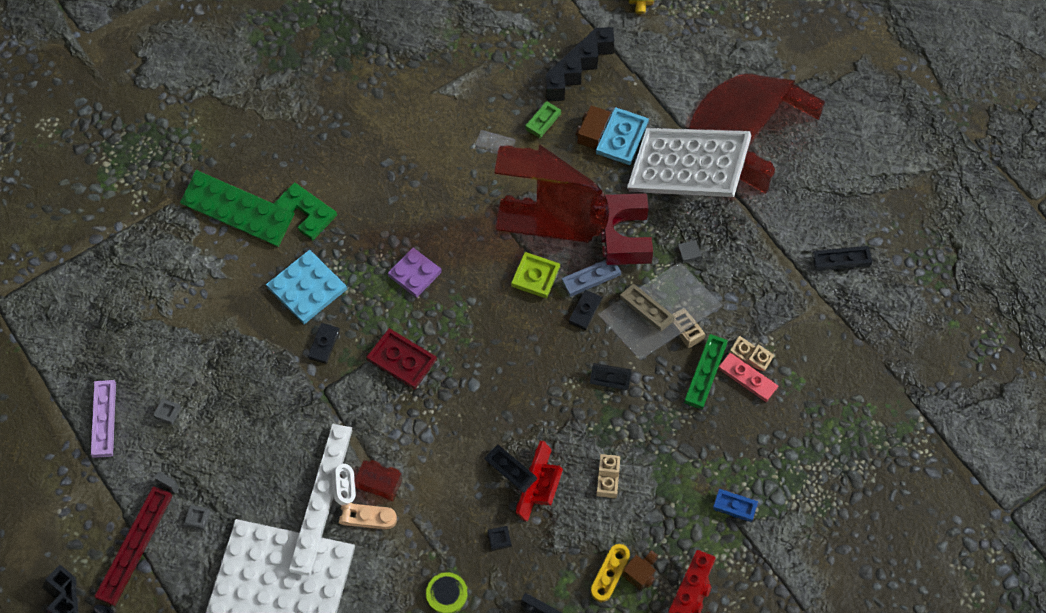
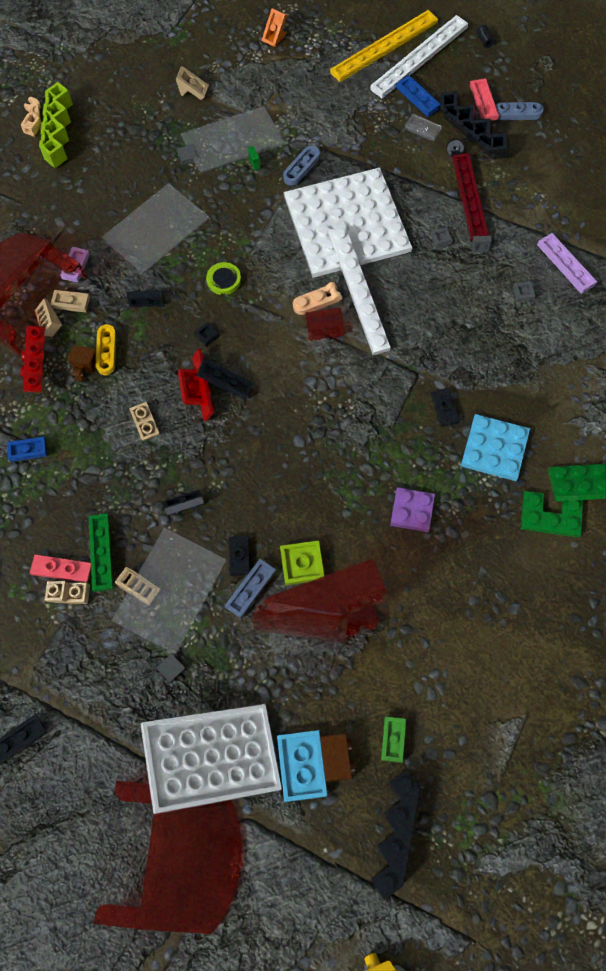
camera: 155 degrees right, 5 degrees up
(343, 485) = (347, 302): white plate -> none
(401, 358) = (371, 426): dark red plate -> none
(491, 141) = (424, 686): clear plate -> none
(623, 249) = (238, 621): dark red arch -> none
(647, 307) = (181, 580): dark tan plate -> none

